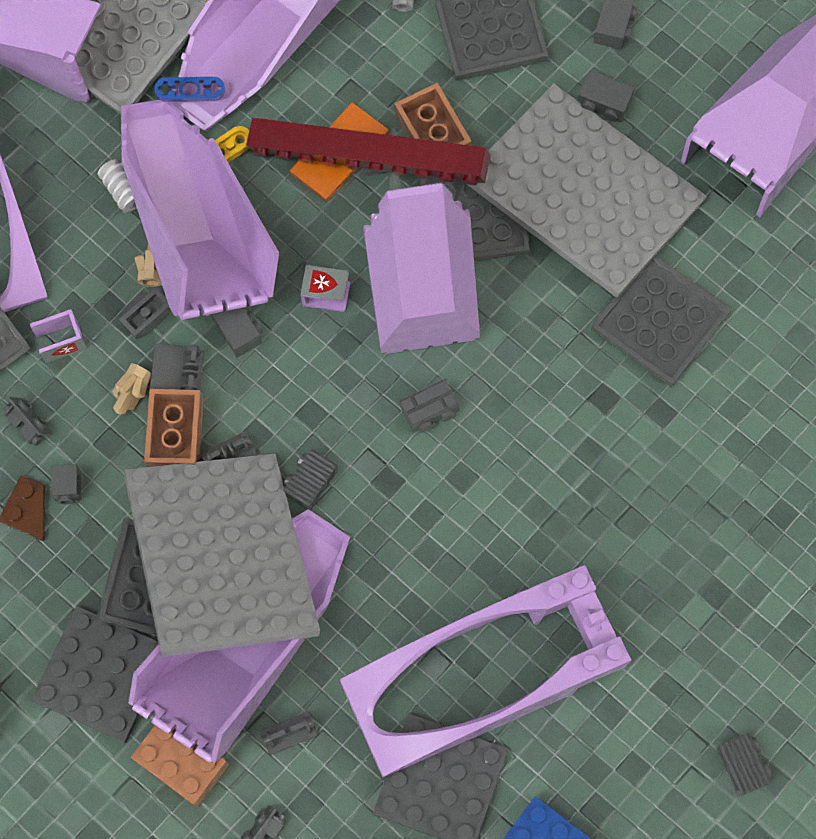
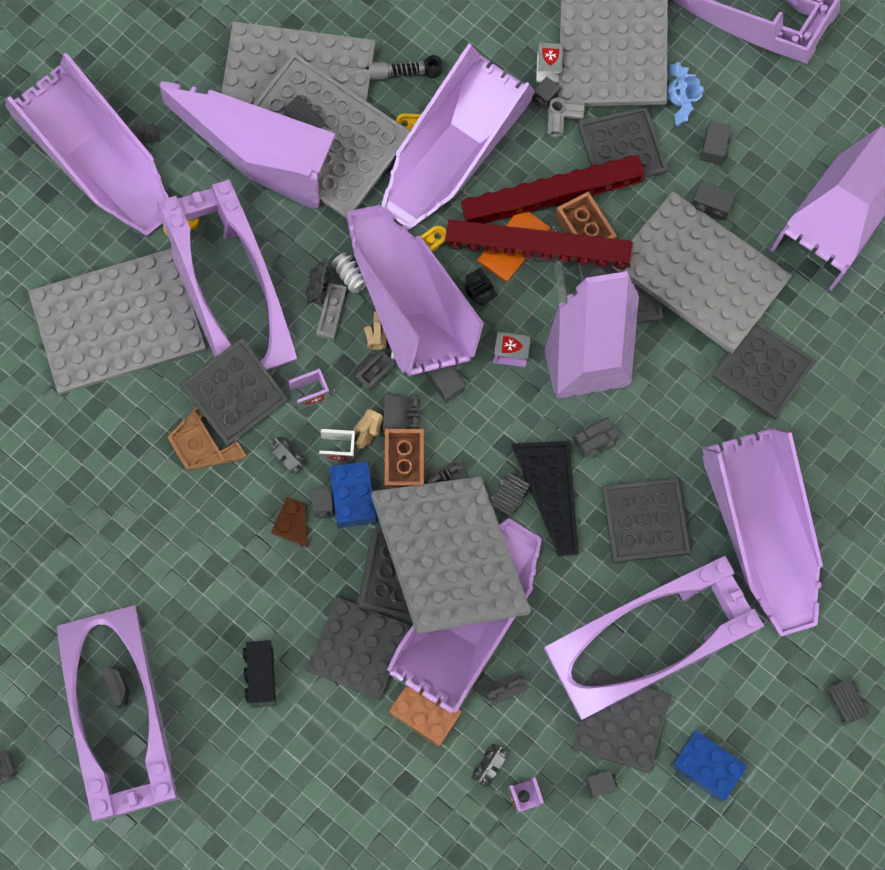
camera: 15 degrees left, 0 degrees up
(82, 194) = (319, 279): none -> dark grey hinge
(94, 396) = (338, 435): none -> white piece
(96, 235) = (331, 311): none -> light grey tile
(100, 473) = (352, 494): none -> blue brick
(208, 96) = (411, 201): blue beam -> none
(290, 206) = (487, 285): none -> black piece
(366, 462) = (551, 484): none -> black wing
(393, 81) = (553, 190): none -> dark red brick
(489, 516) = (645, 520): none -> dark grey plate
(650, 528) = (769, 524): none -> lavender windscreen

